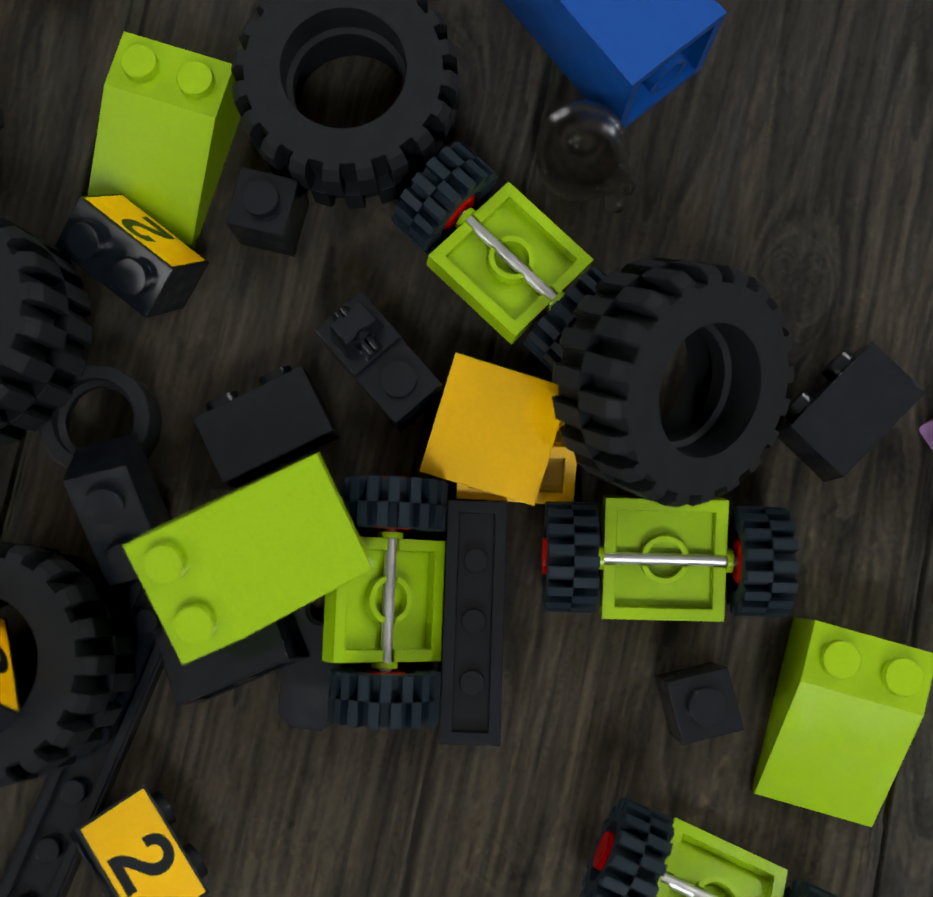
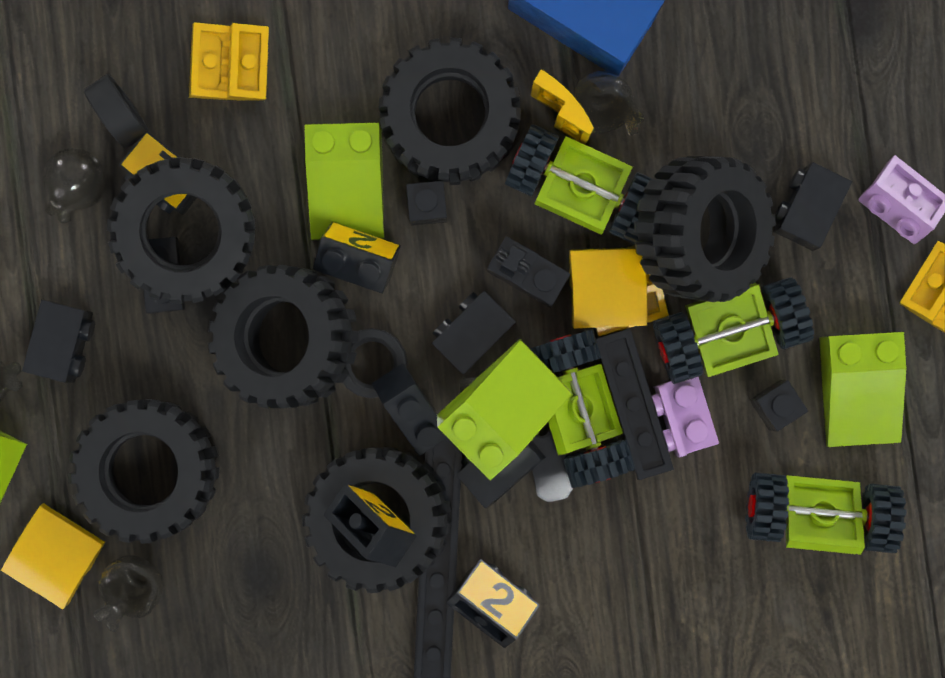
camera: 20 degrees left, 5 degrees up
(516, 123) = (571, 116): none -> yellow slope
(547, 670) = (685, 416): none -> lavender bracket

